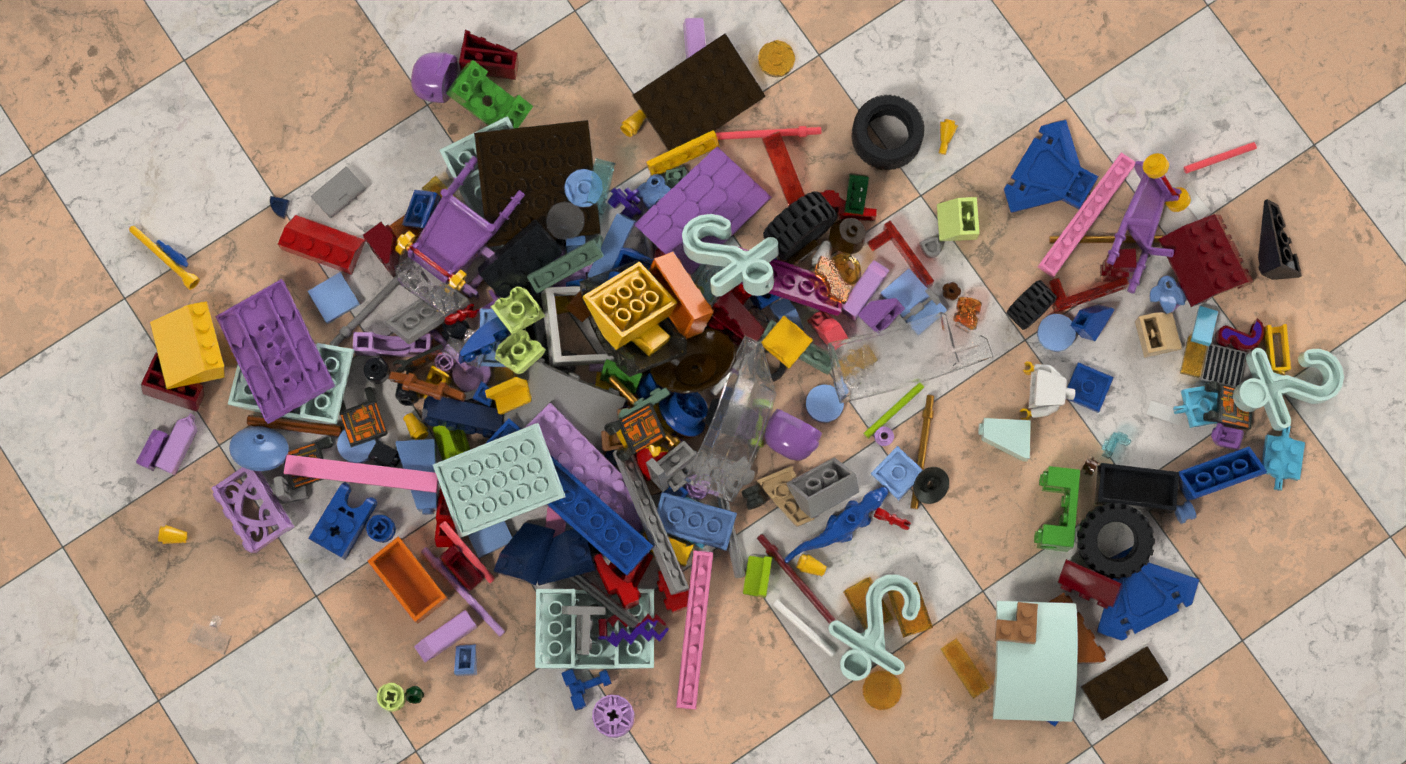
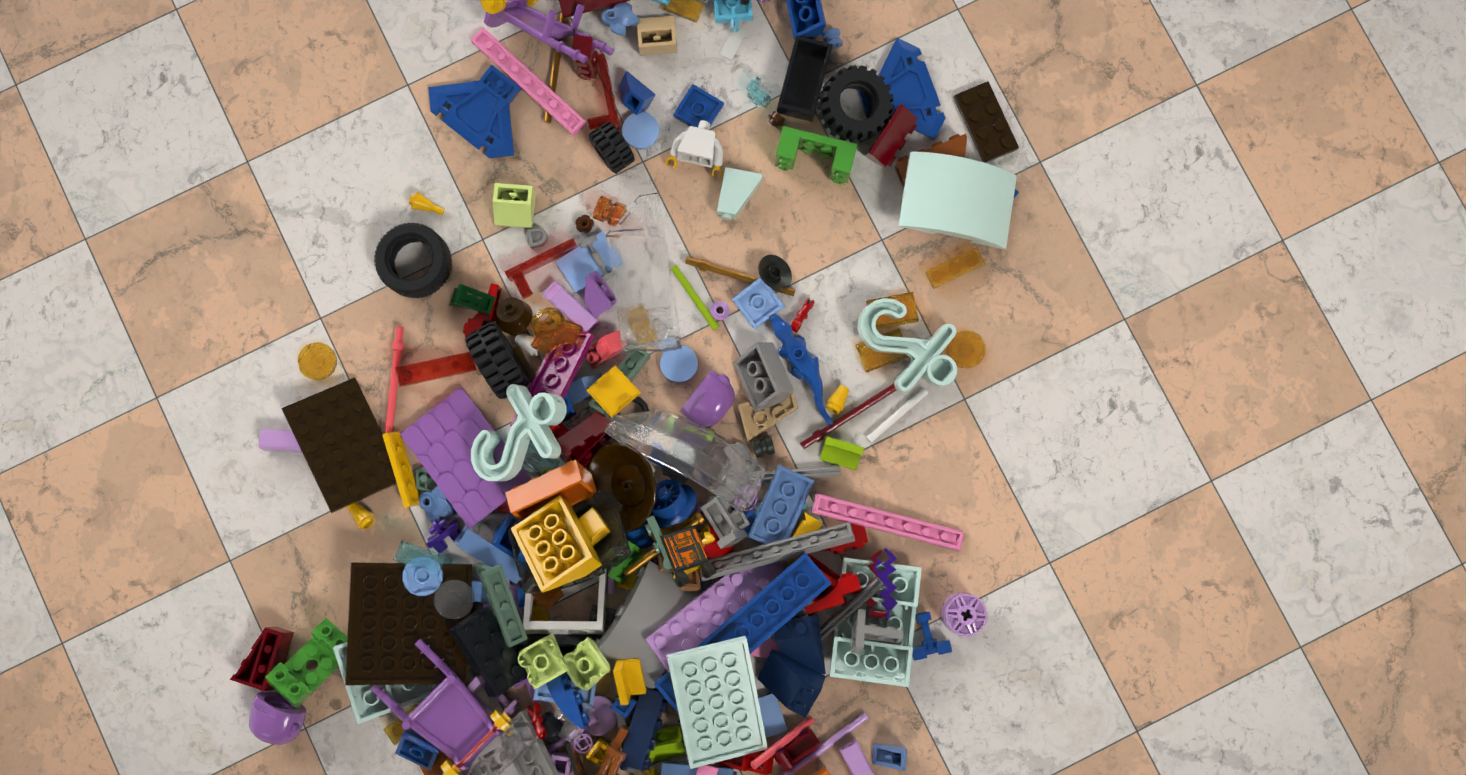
camera: 80 degrees left, 5 degrees up
(1021, 630) = (932, 205): medium nougat plate -> none

